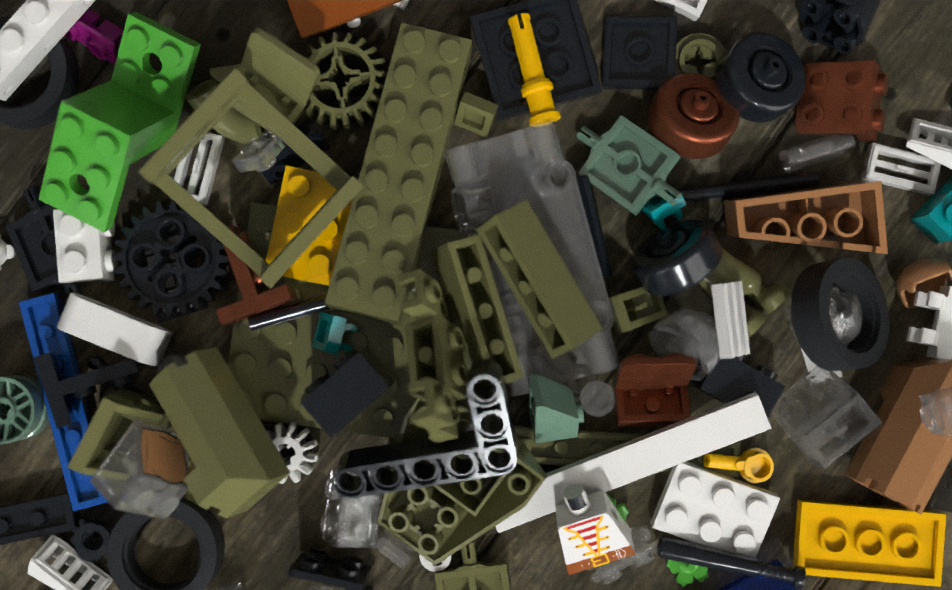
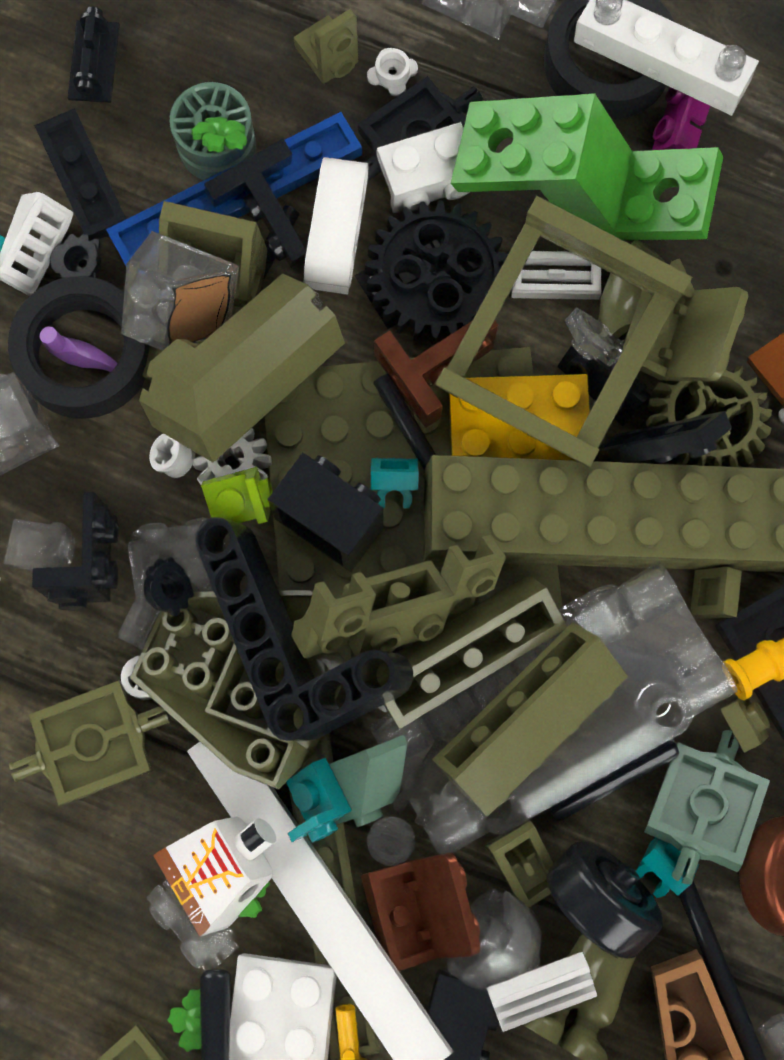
camera: 75 degrees right, 10 degrees down
(16, 406) = (219, 132): none -> bright green plant
(168, 554) = (75, 351): none -> medium lavender bar
(273, 501) = (170, 457): none -> white bush
(318, 455) = (239, 496): none -> lime bracket
(354, 122) = (666, 441): none -> black plate
(374, 524) = (167, 586): none -> black animal
(559, 445) = (319, 801): none -> teal bracket
(576, 119) = (746, 722): none -> olive plate

